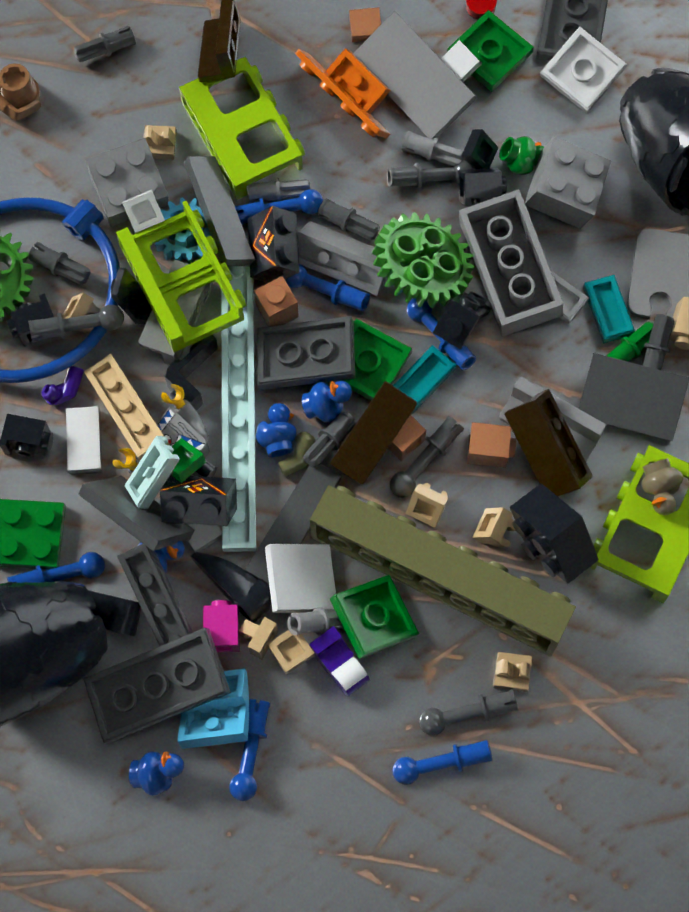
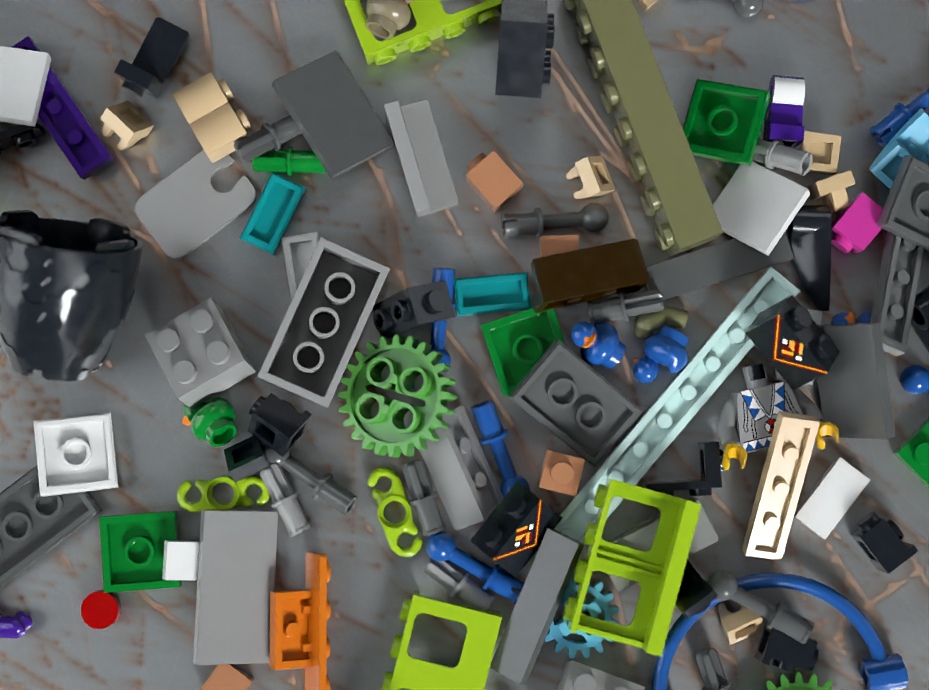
camera: 135 degrees left, 15 degrees up
(65, 391) = (812, 559): dark purple arm -> none
(143, 211) = (612, 661): white plate -> none
(151, 472) = (817, 391): light aqua tile -> none
(190, 460) = (779, 389): green plate -> none
(349, 188) = (395, 493): none -> lime piece
(475, 111) = (208, 500): none -> lime piece
(493, 527) = (556, 109): tan tile -> none
(549, 444) = (447, 131): dark brown panel -> none

